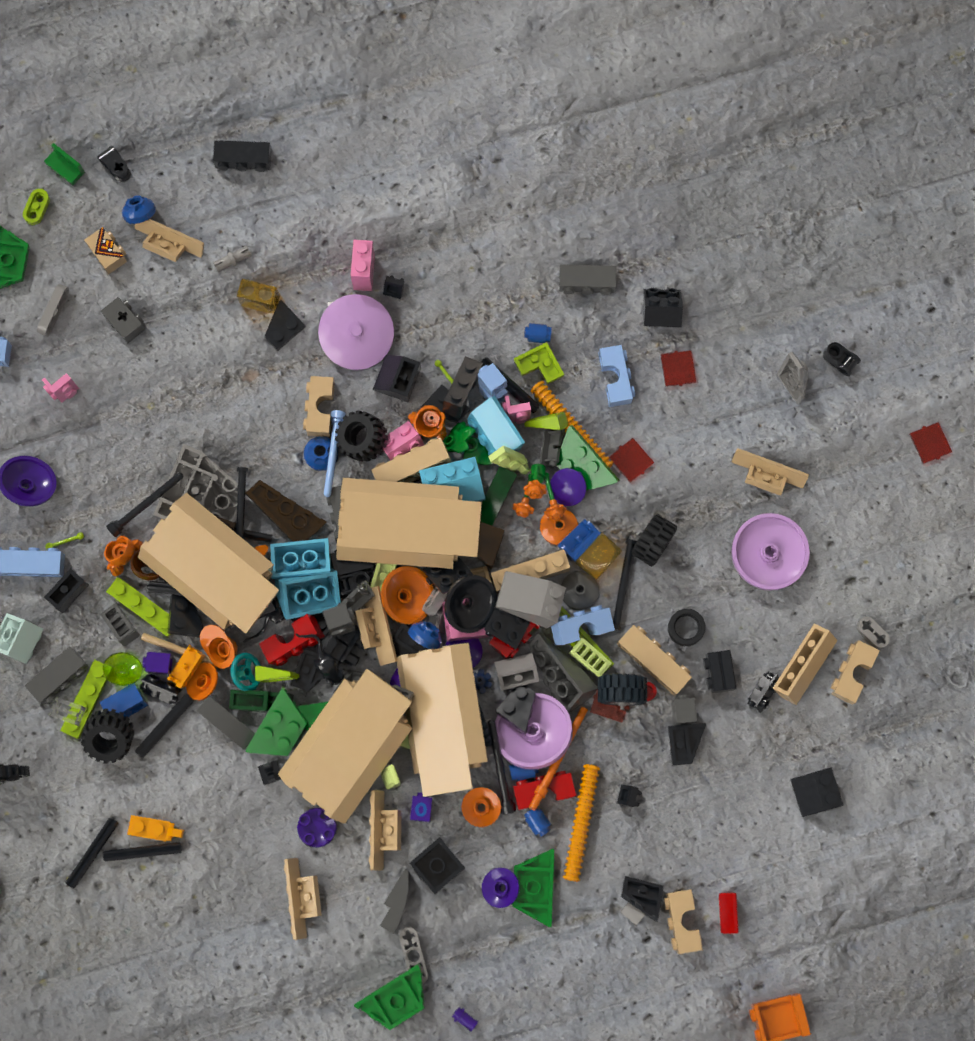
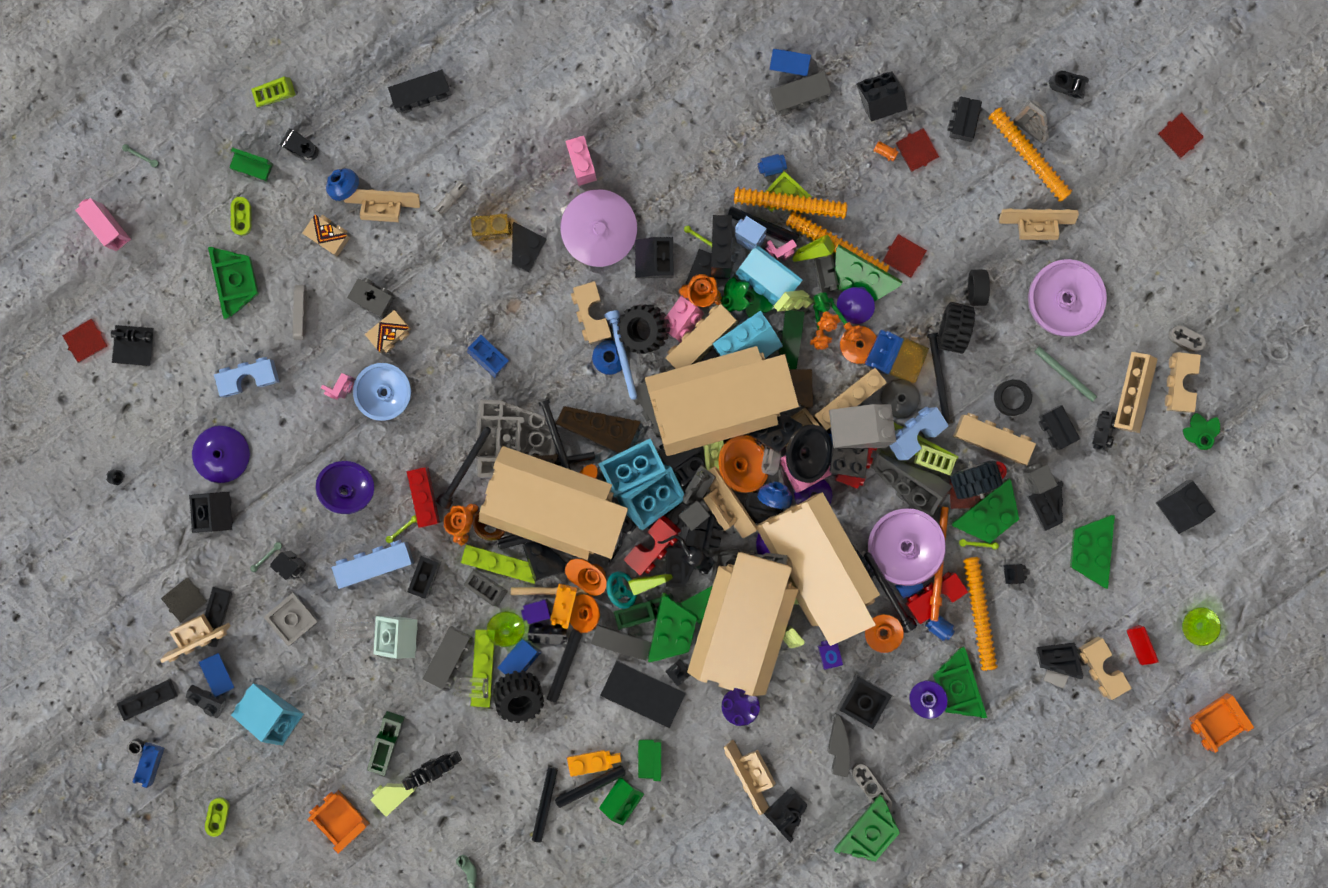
camera: 20 degrees left, 10 degrees up
(91, 396) = (368, 390): none -> light blue dish
(96, 517) = (423, 497): none -> red brick
(123, 110) = (280, 83): none -> lime slope
(126, 356) = (388, 332): none -> tan brick
(166, 878) = (621, 801): none -> green panel
(207, 410) = (487, 356): none -> blue hinge
(210, 846) = (649, 759): none -> green panel
(228, 780) = (643, 694): none -> black tile
(321, 950) = (786, 813): none -> black slope
(384, 830) = (804, 687): tan bracket -> none
(393, 287) = (617, 170): black tile -> none
(464, 1019) = (938, 826): dark purple pin -> none
(484, 681) = (843, 514): dark blue plant -> none
(516, 671) = (871, 497): light grey brick -> none
(518, 707) = (885, 530): black wing -> none
(541, 371) = (790, 202): none -> light orange piece
(588, 247) = (790, 62): none -> blue hinge
(590, 749) = (963, 542): none -> lime hinge
(614, 359) = (855, 164): light blue arch -> none
(626, 731) = (991, 514): none -> green wing
(651, 362) = (886, 151): none -> orange pin
(689, 511) = (978, 287): none -> black tyre
(713, 801) = (1093, 550): none -> green wing
(732, 355) = (965, 118): none -> black brick
(745, 624) = (1066, 374): none -> sand green bar
(782, 409) = (1030, 154): none -> light orange piece
(803, 915) = (1210, 626): none -> clear neon green dish
(858, 723) = (1201, 428): none -> green plate

